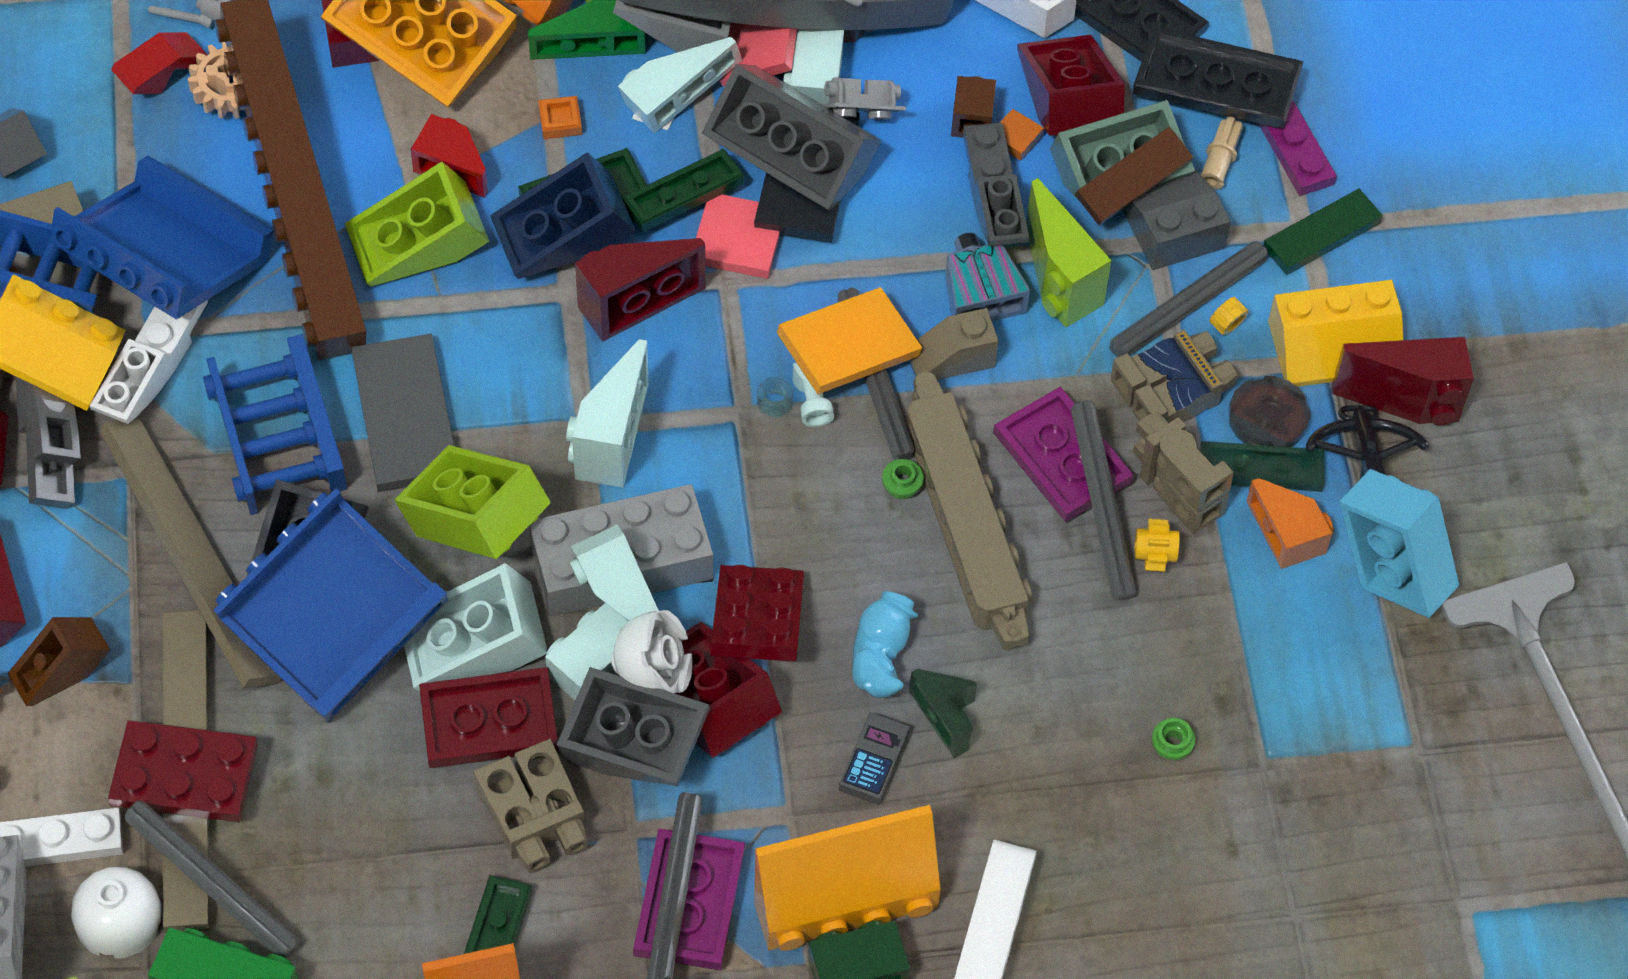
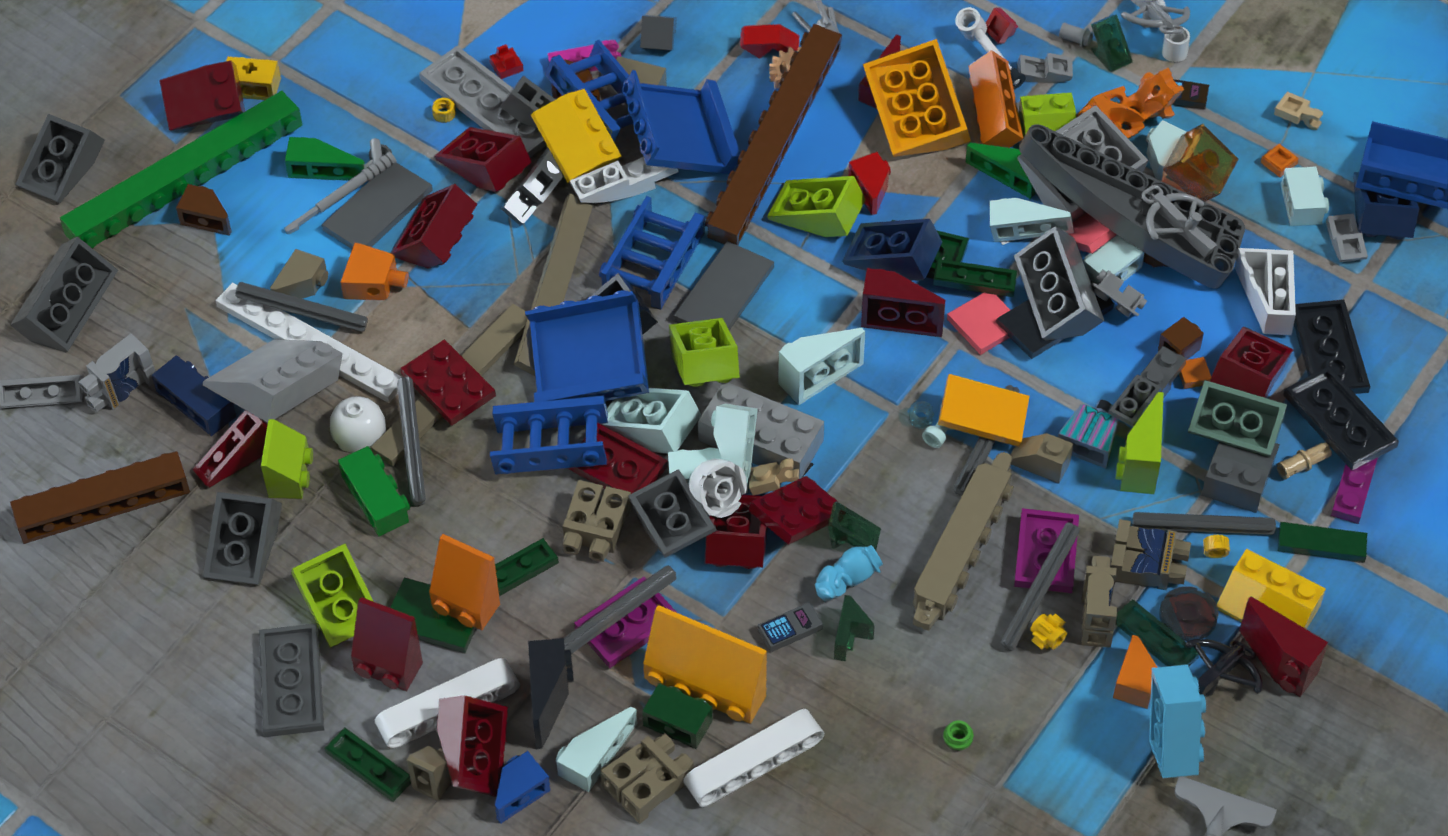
camera: 45 degrees right, 5 degrees down
(58, 658) = (444, 289): reddish brown slope -> none
(354, 716) = (544, 415): none -> blue fence
(560, 117) = (950, 200): orange tile -> none
(685, 596) = (769, 476): none -> tan plate
(838, 589) = (851, 528): none -> clear green slope
(902, 488) = (942, 507): bright green plate -> none
(1134, 176) = (1228, 432): reddish brown tile -> none

